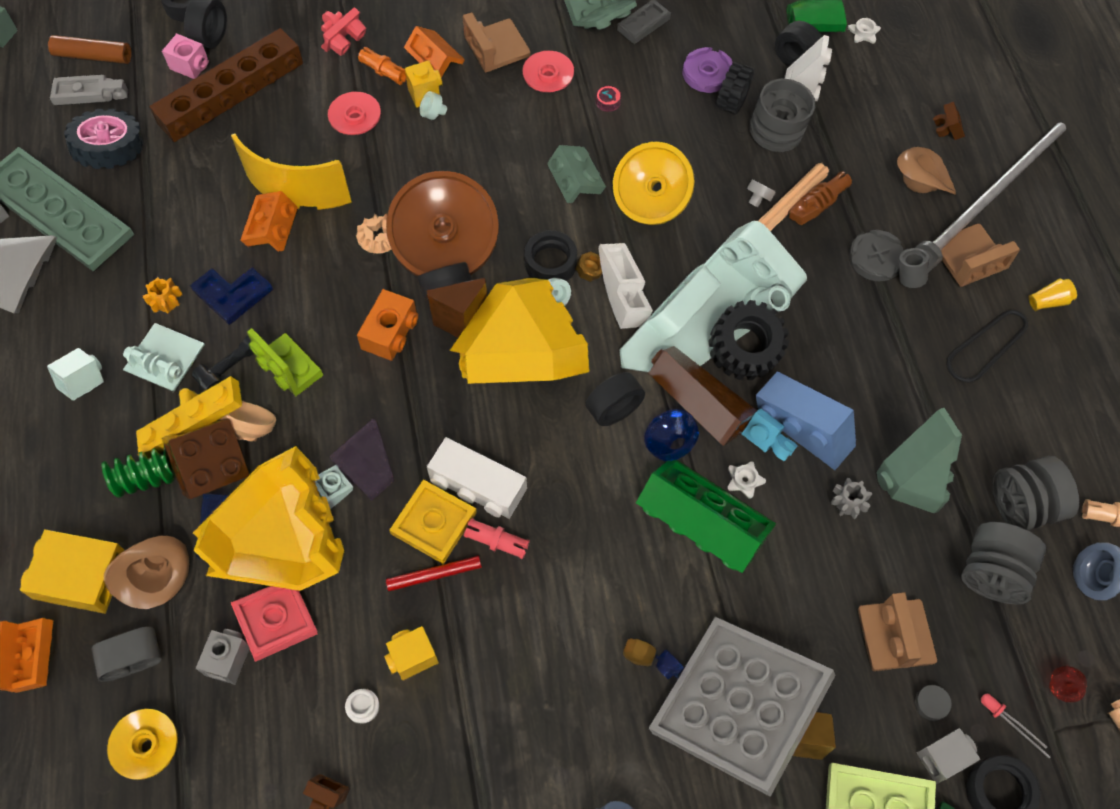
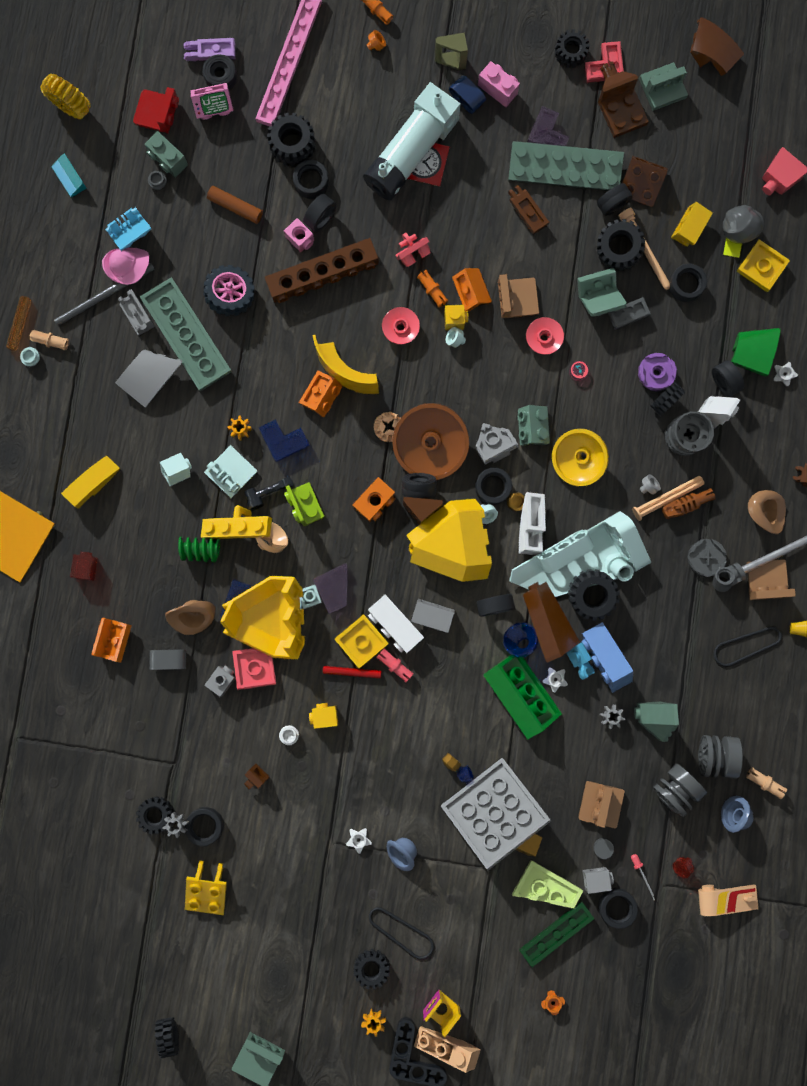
camera: 20 degrees right, 20 degrees up
(70, 571) = (148, 598): yellow brick -> none
(87, 89) = (225, 240): light grey hinge -> none
(126, 744) = (156, 717): yellow dish -> none
(205, 458) = (239, 559): reddish brown bracket -> none
(528, 446) = (433, 615): none -> light grey hinge
(533, 208) = (495, 443): none -> light grey plate

